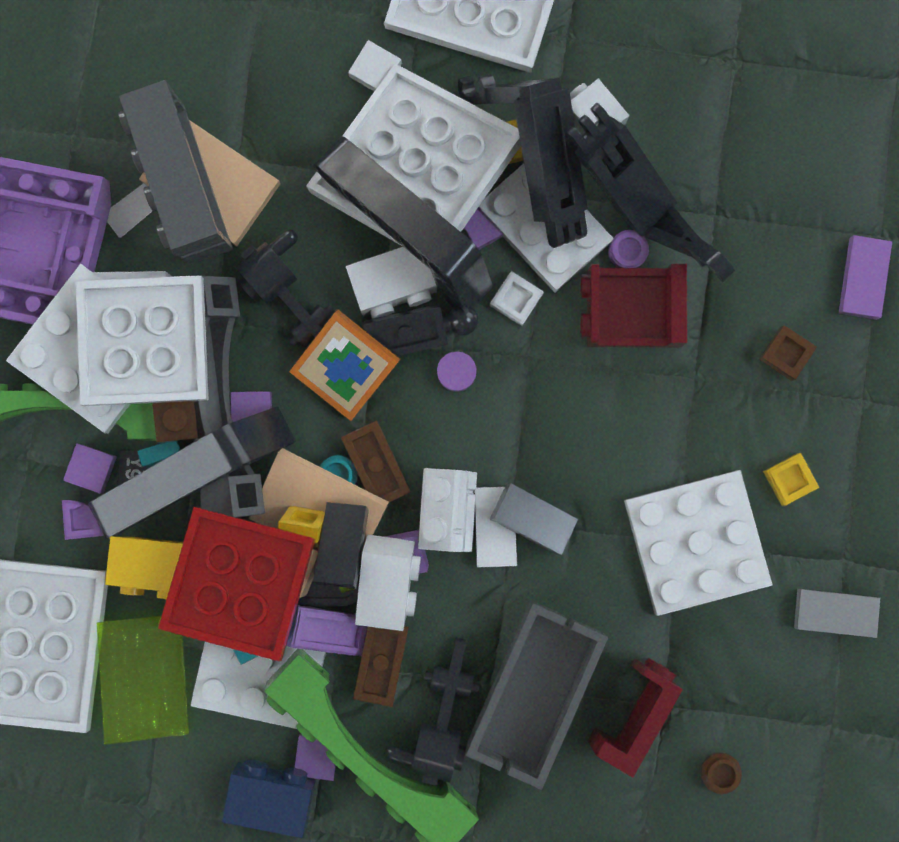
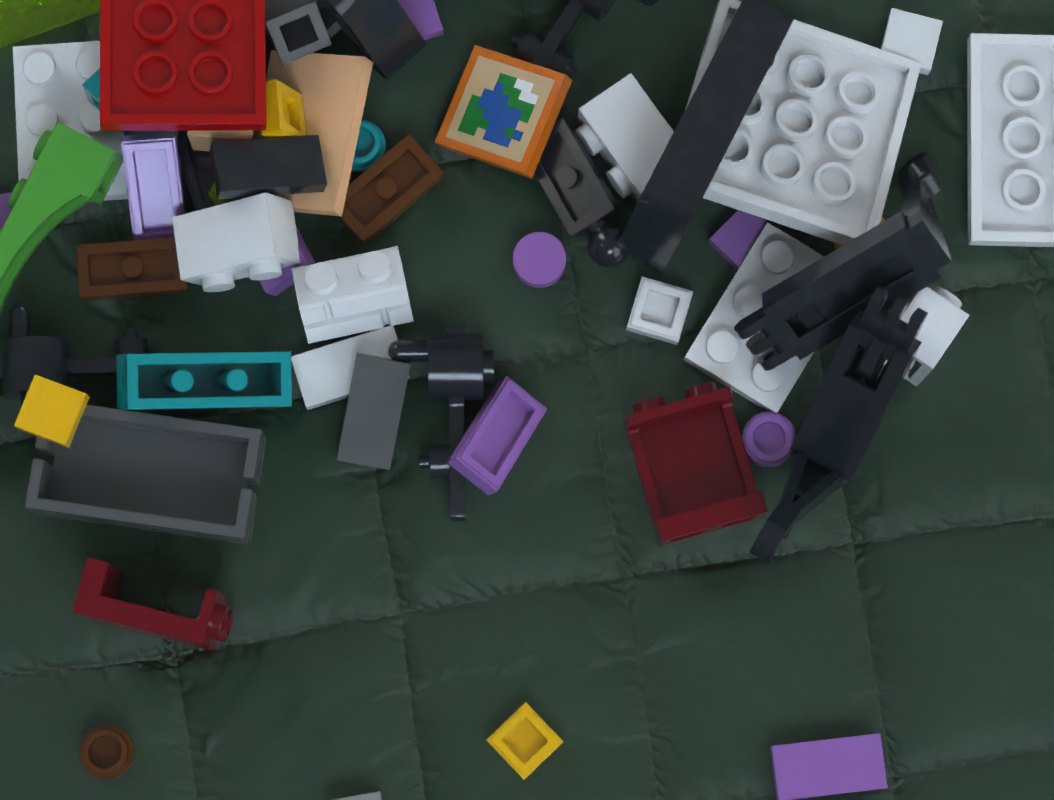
camera: 70 degrees right, 5 degrees down
(479, 752) = (51, 411): none -> yellow tile
(483, 635) = (203, 380): none -> teal brick
(524, 452) = (455, 374): none -> black piece
(577, 436) = (497, 435): none -> medium lavender tile
(698, 542) = (404, 638): white plate -> none
(788, 353) = (692, 687): reddish brown plate -> none

